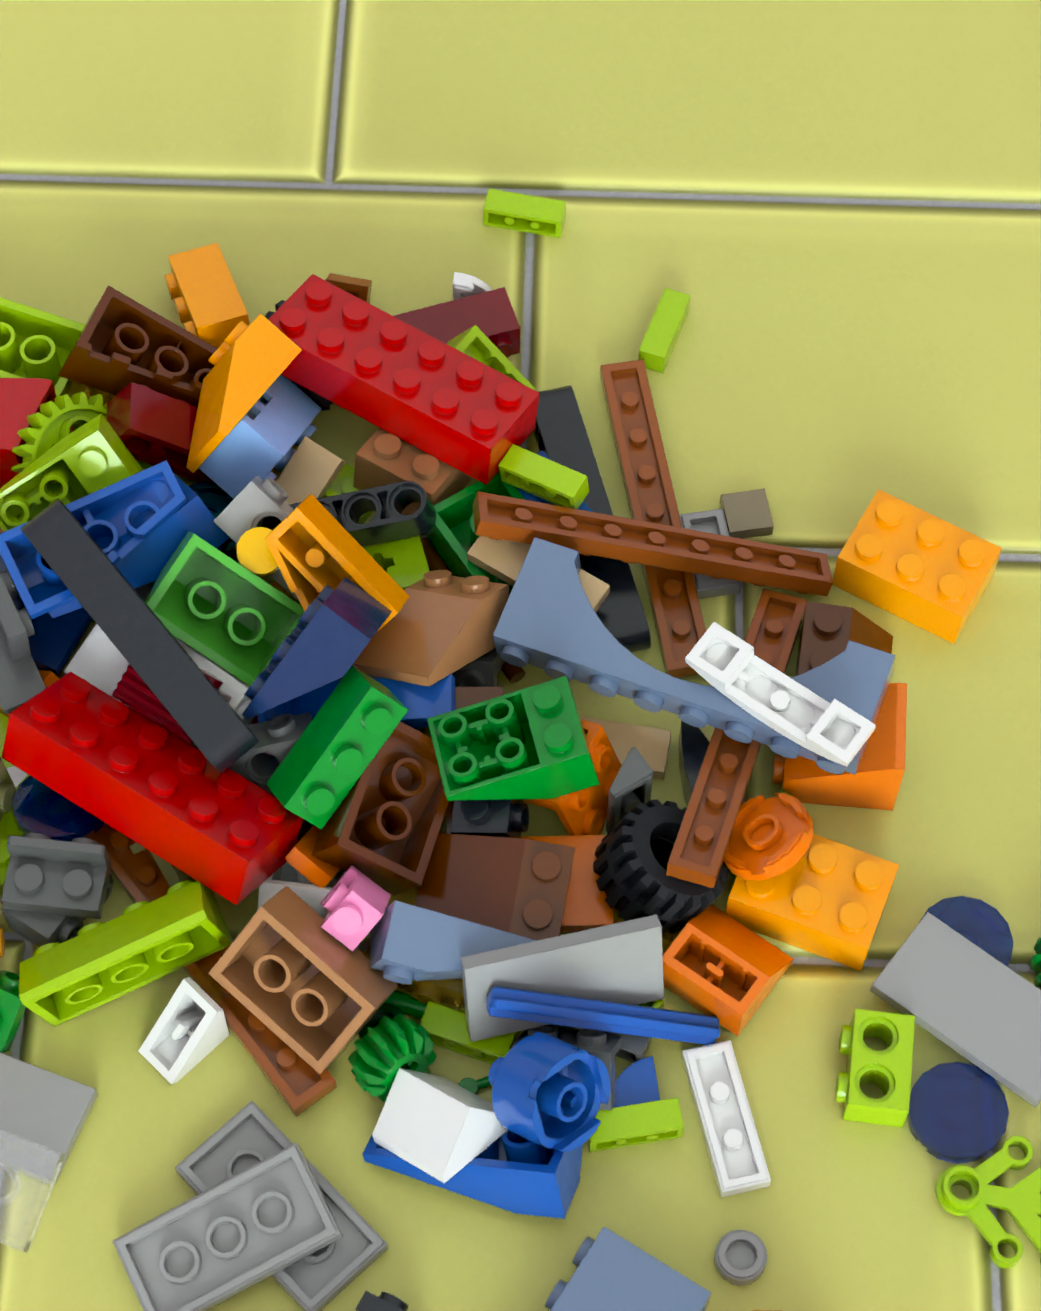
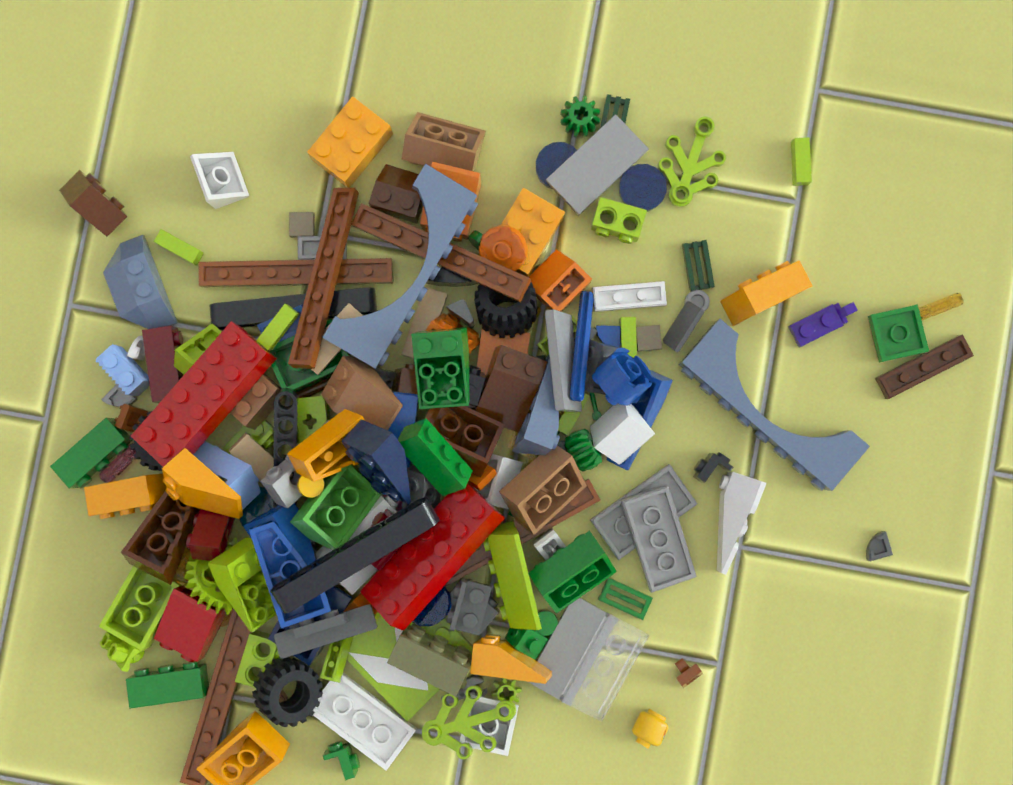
camera: 80 degrees left, 25 degrees up
(35, 1042) = (548, 622): none -> green tile
(82, 1236) = (606, 589): none -> green tile
(141, 1064) = (572, 571): none -> green brick
(257, 290) = (118, 465): none -> clear pink axle
(273, 245) = (91, 454): none -> green brick
(353, 907) = (514, 459): bright pink brick -> none
(386, 281) = (117, 397): none -> light grey tile
(428, 272) = (123, 370): none -> light blue brick
(524, 213) = (86, 311): lime piece -> none
(583, 281) = (138, 286): none -> sand blue wedge
(645, 1166) = (648, 338): none -> dark tan tile
(681, 1231) = (683, 326): none -> dark grey slope
(708, 189) = (88, 199): none -> reddish brown brick
(777, 699) = (442, 226): white slope -> none
(799, 369) = (219, 178): none -> white slope
(808, 1230) = (707, 264): none -> dark green tile
(954, 724) = (442, 142): none -> medium nougat slope

